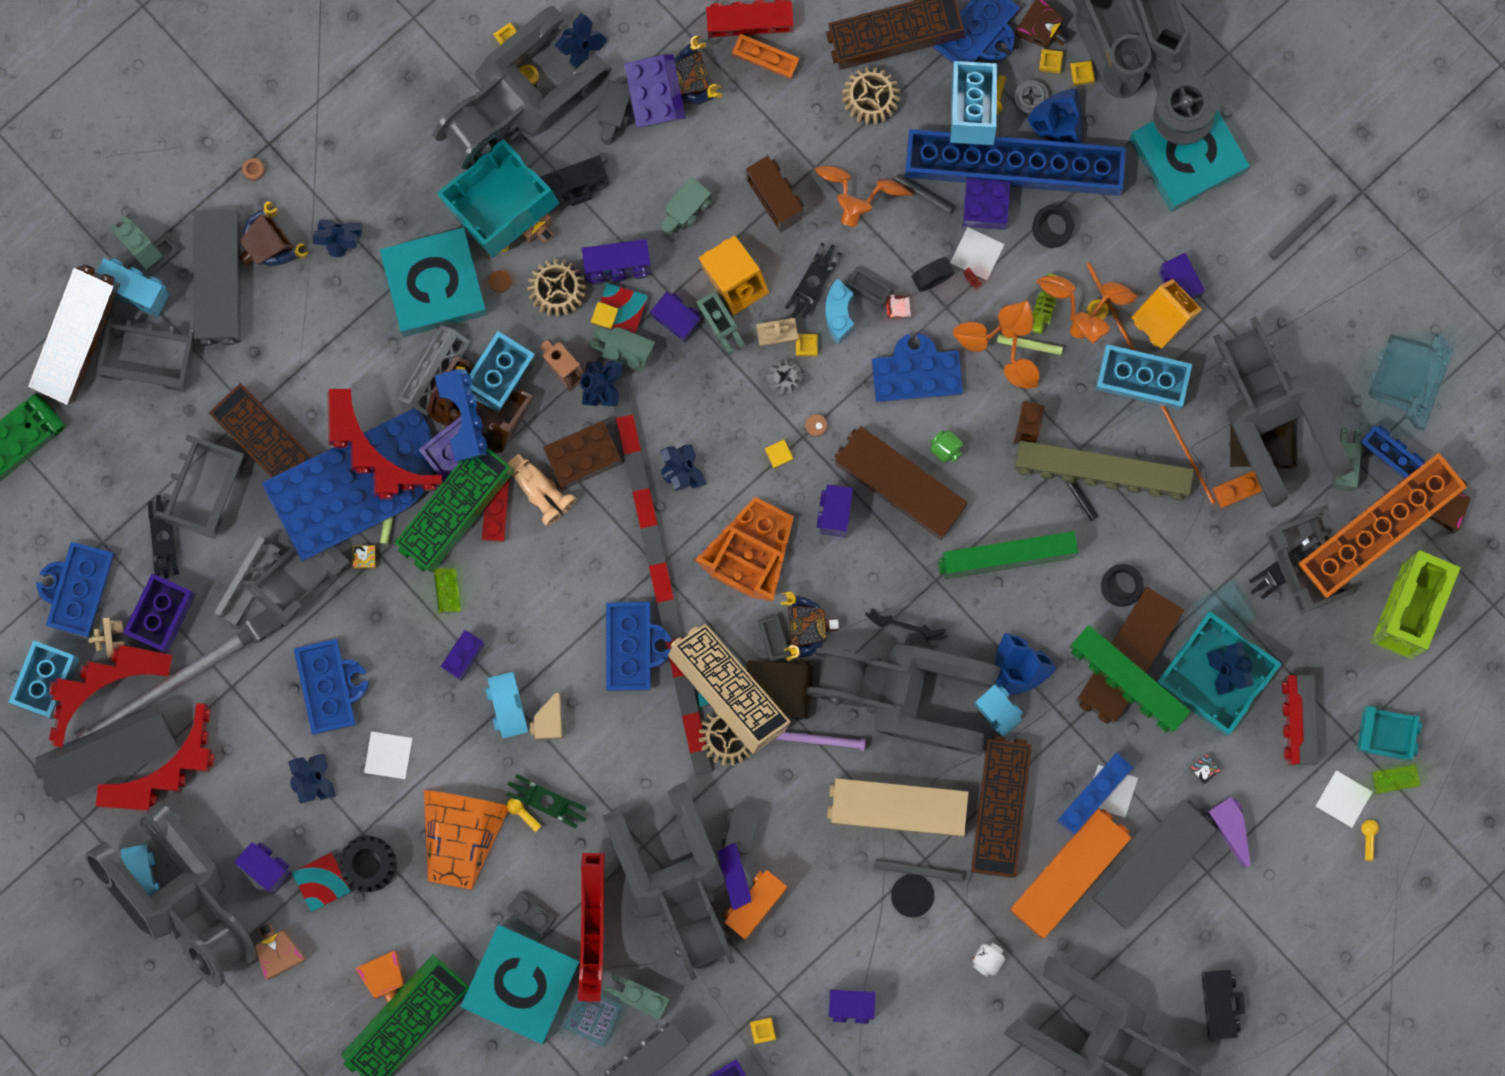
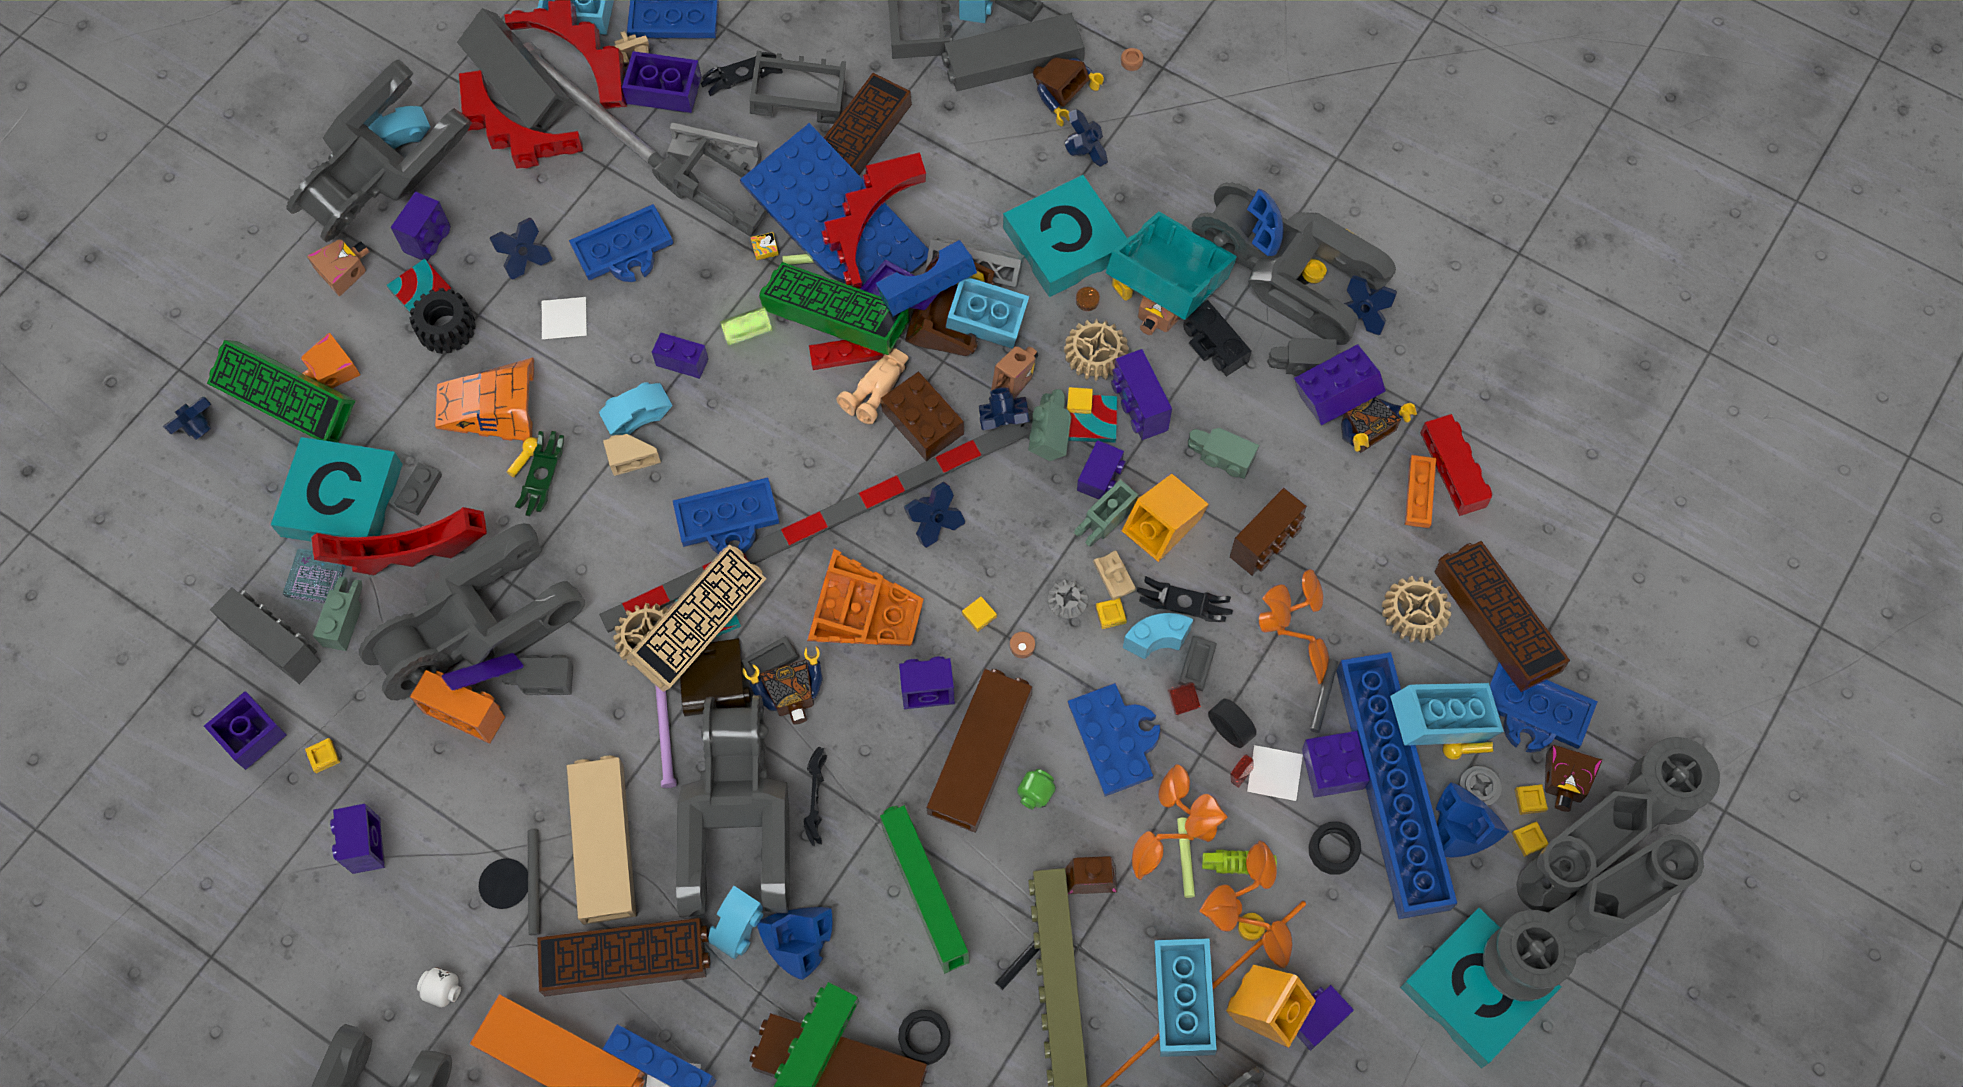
camera: 75 degrees right, 15 degrees down
(494, 101) = (1270, 224): none -> blue brick

